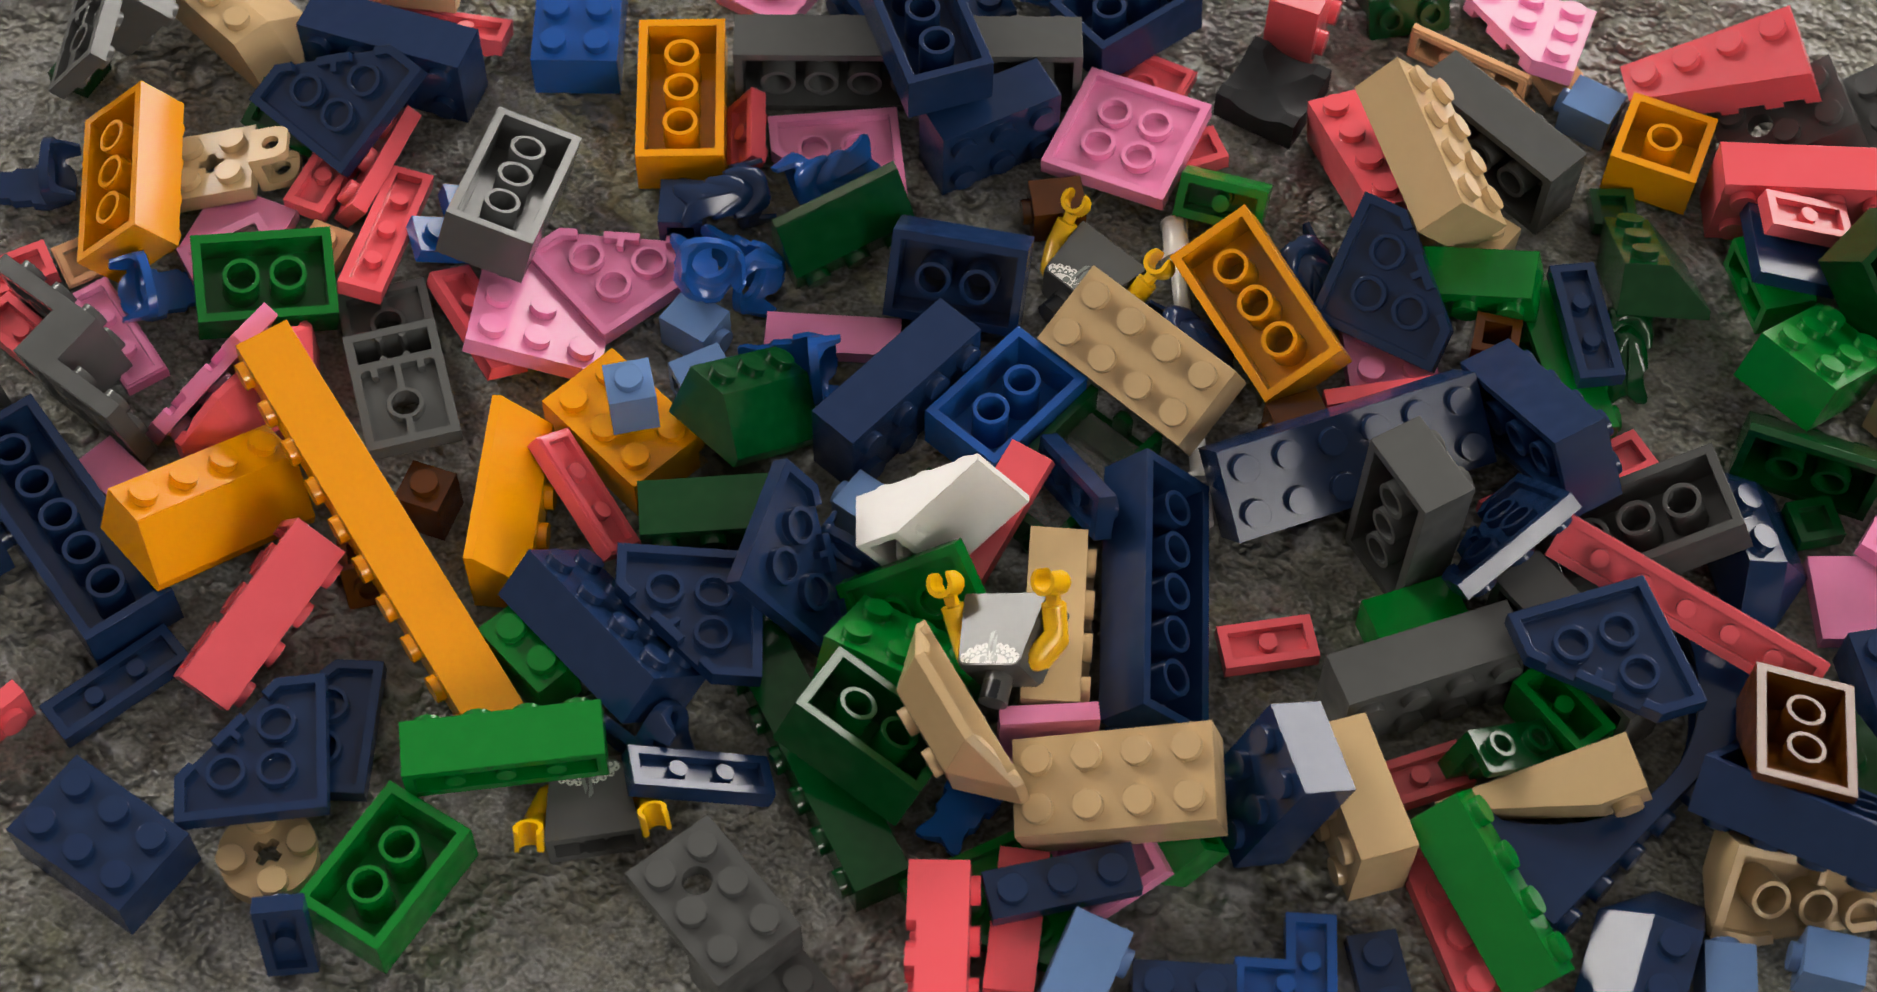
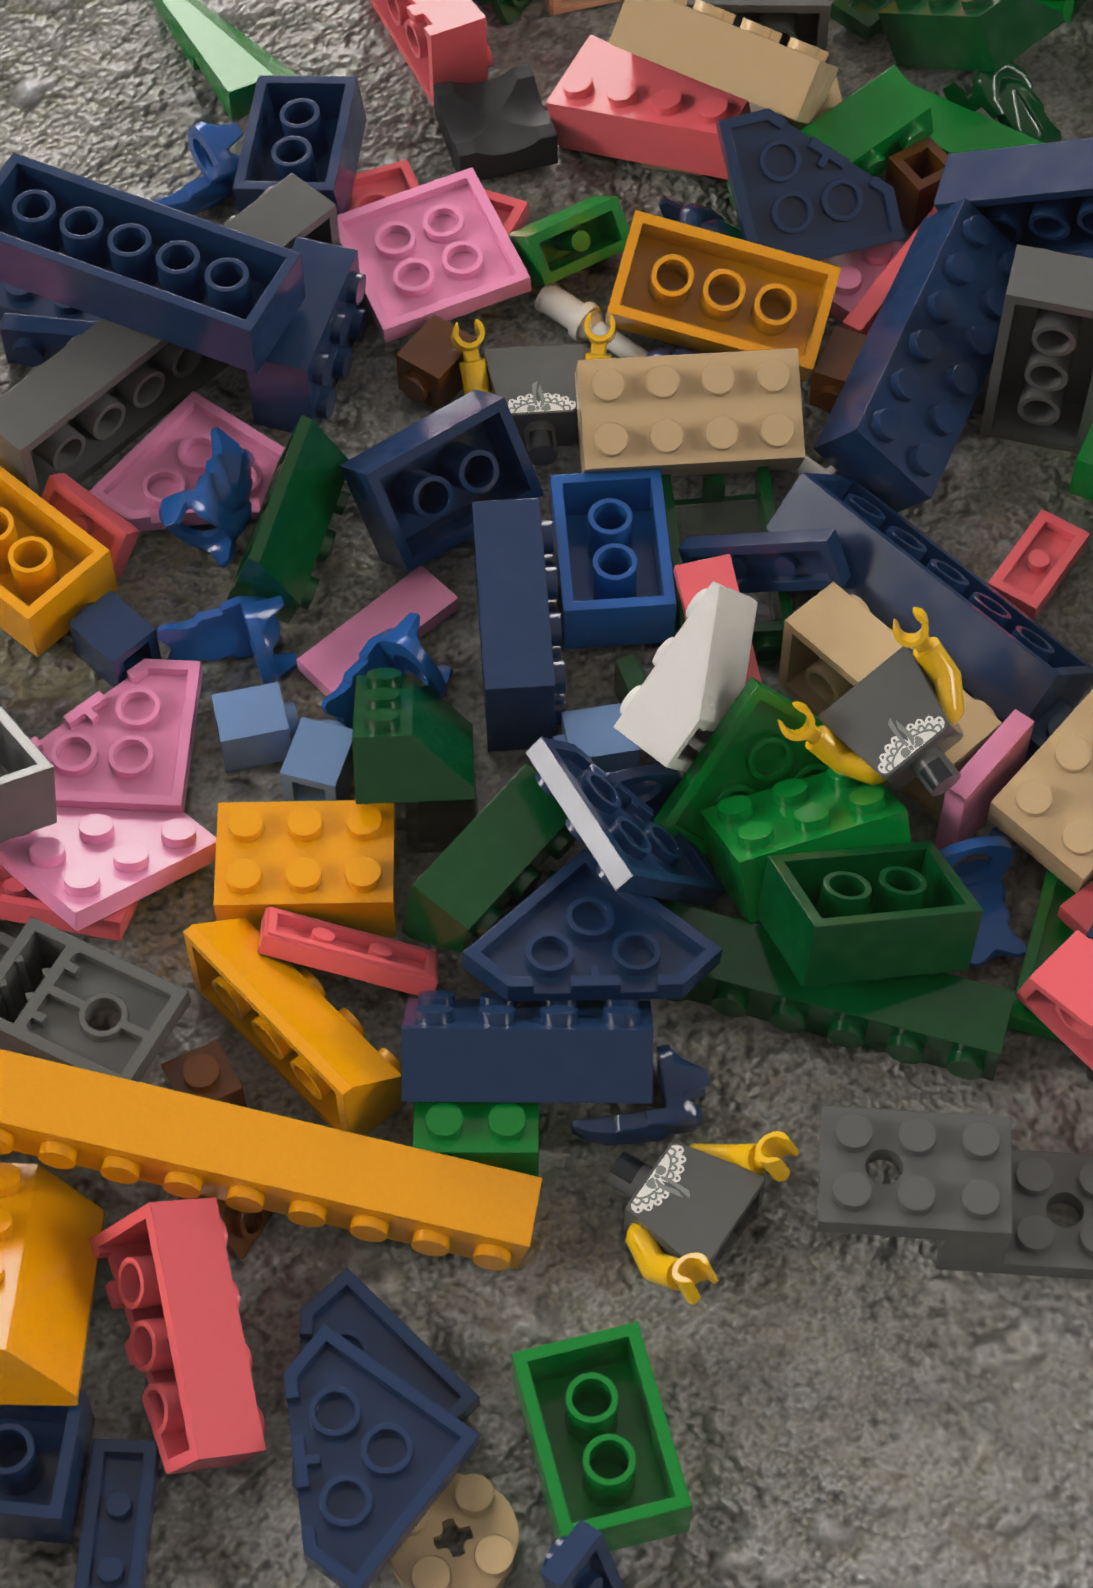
camera: 45 degrees left, 0 degrees up
(503, 747) = (576, 1223): green brick -> none
(631, 396) = (312, 818): medium blue brick -> none
(698, 272) = (215, 672): blue hair -> none
(698, 776) = (751, 1091): dark blue plate -> none
(736, 192) = (155, 581): dark blue hair -> none
(952, 724) = (946, 827): tan wedge -> none
(1585, 325) = (979, 100): dark blue plate -> none

